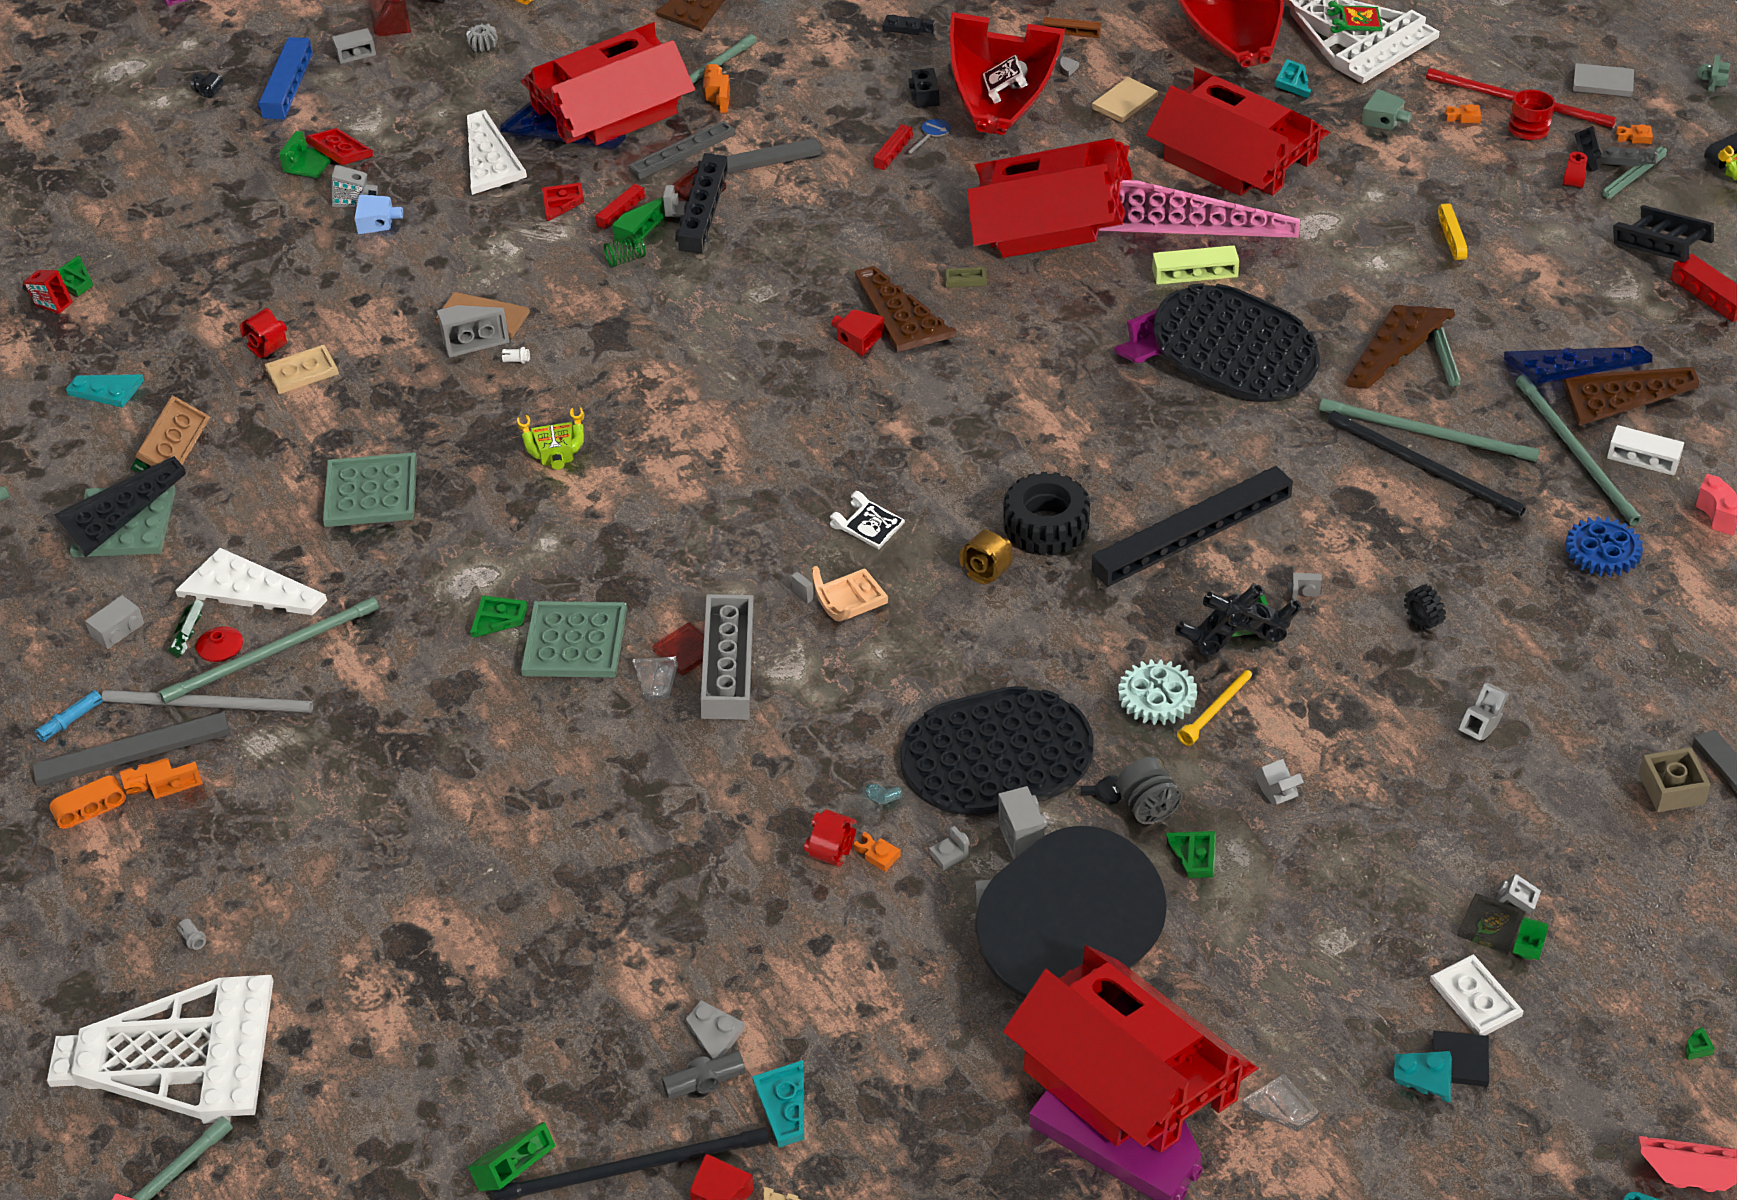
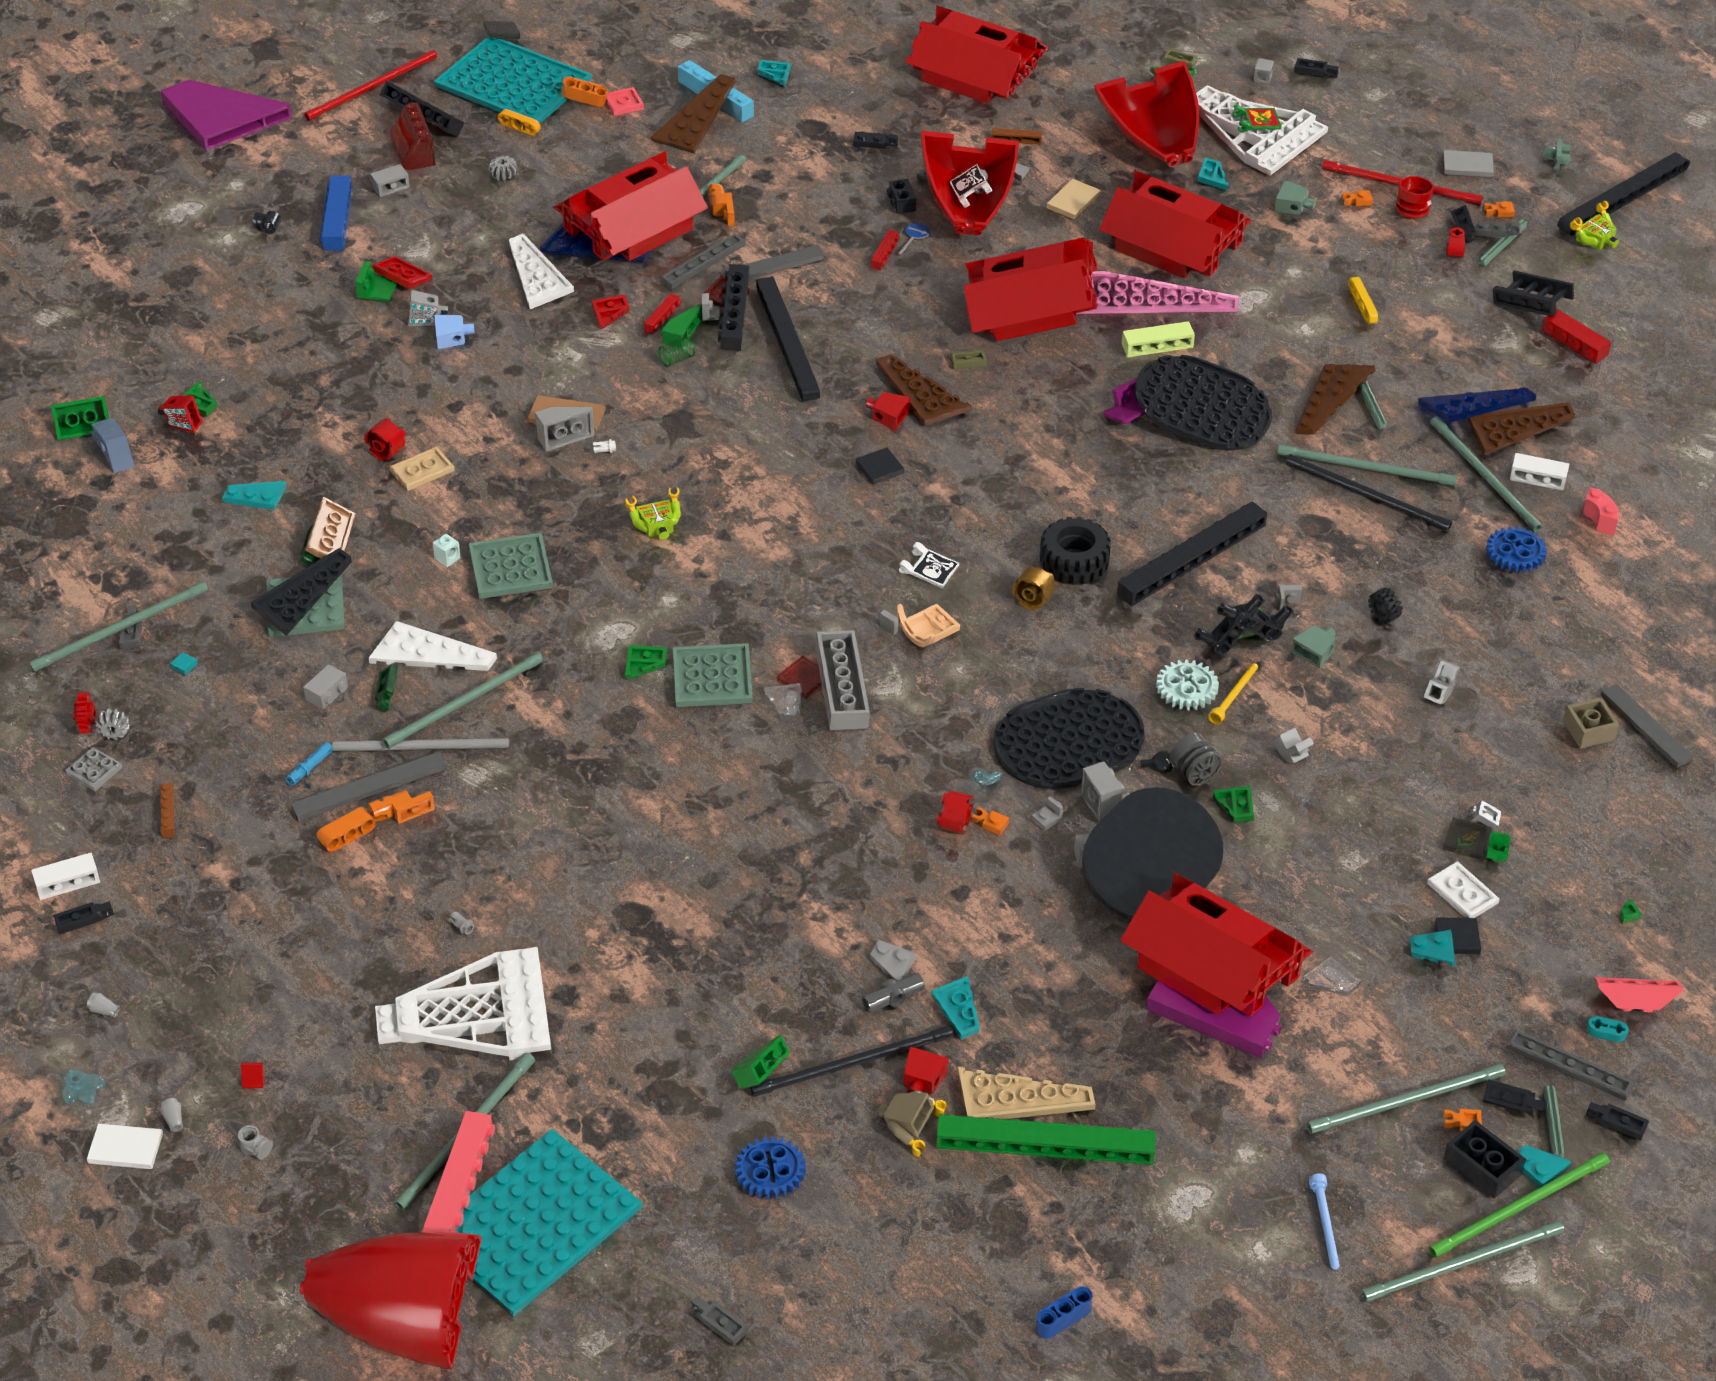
camera: 10 degrees left, 0 degrees up
(219, 644) = (416, 699): red dish -> none
(300, 466) = (446, 550): none -> light aqua brick
(757, 243) = (788, 339): none -> black beam
(834, 396) = (880, 465): none -> black tile
(1328, 652) = (1314, 645): none -> sand green torso

